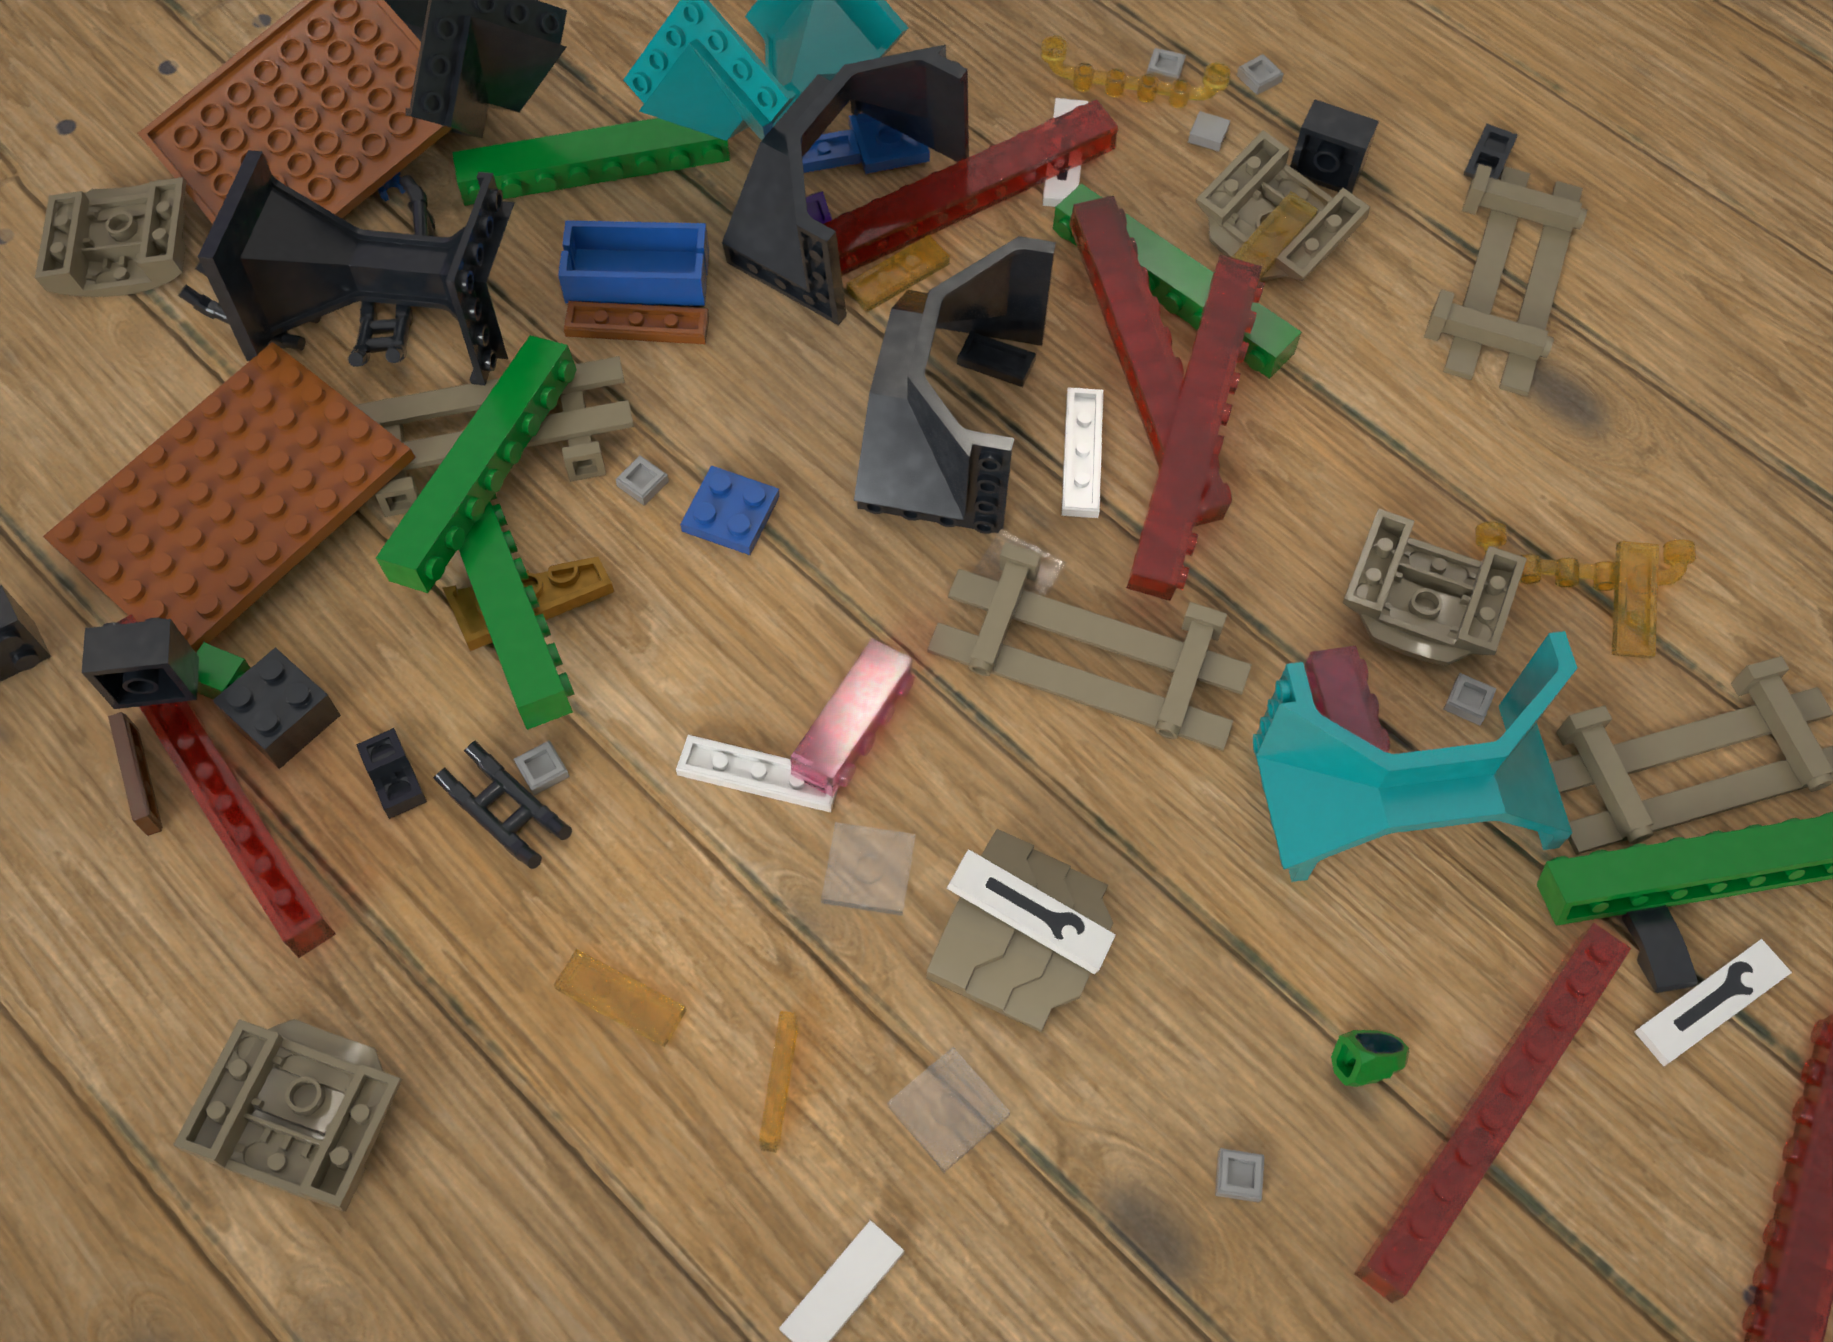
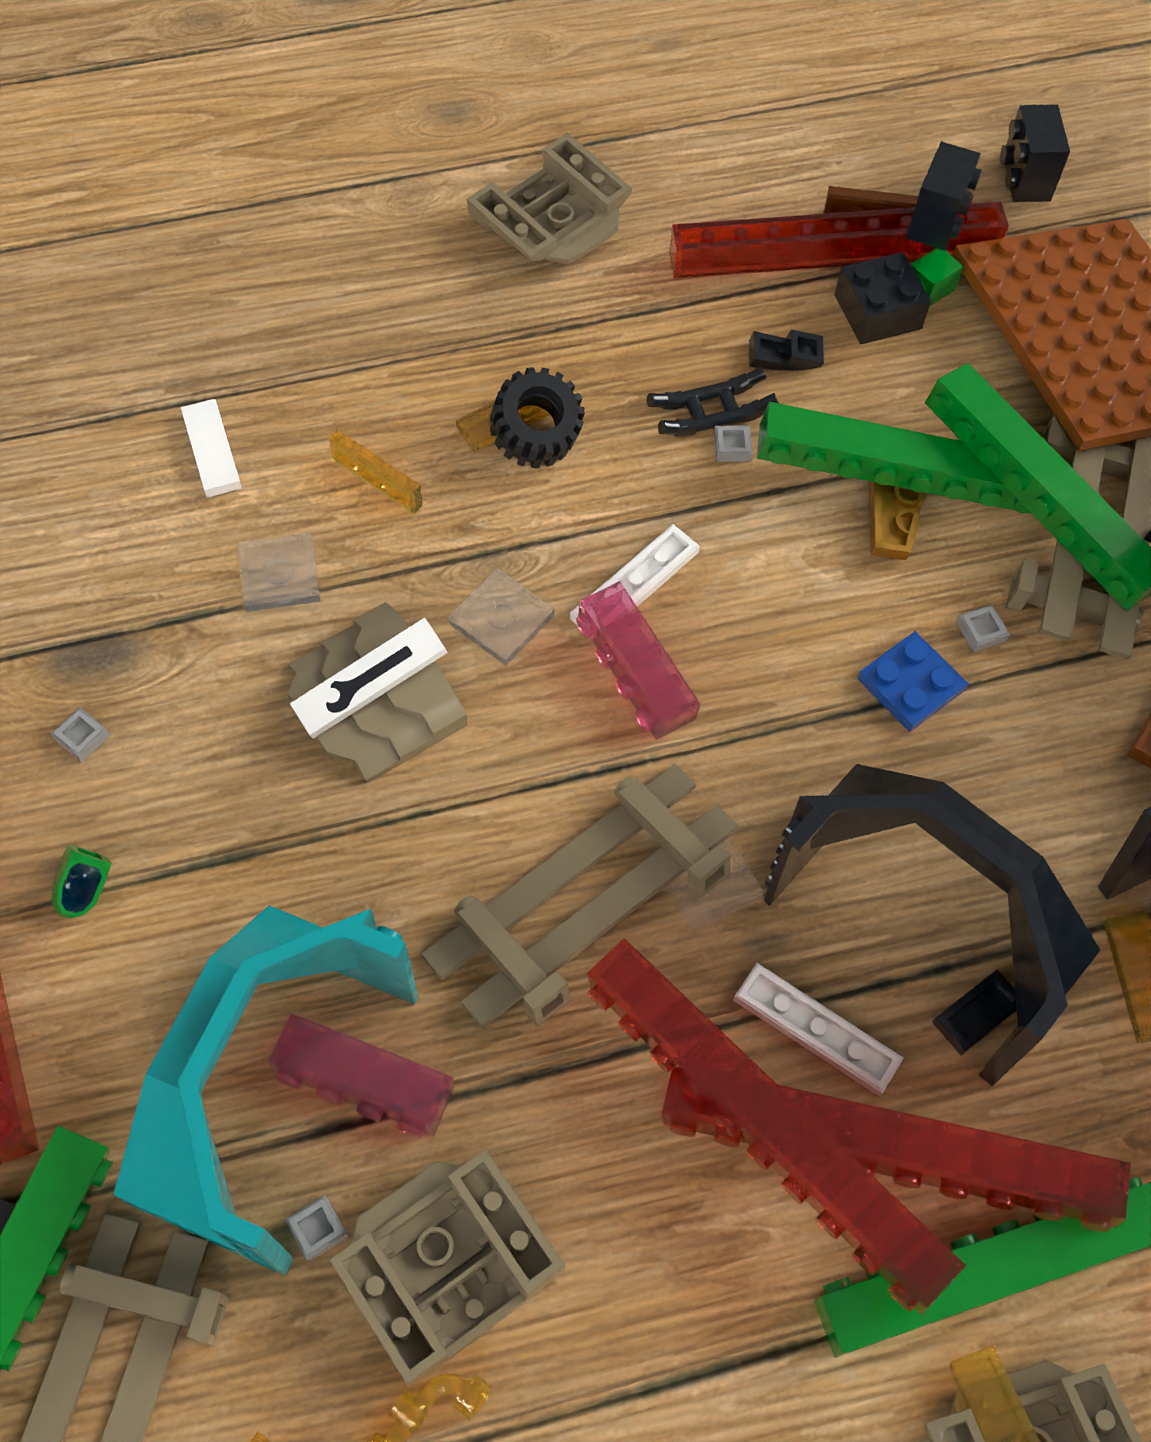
camera: 120 degrees right, 0 degrees up
(621, 973) = (544, 392): none -> black tyre

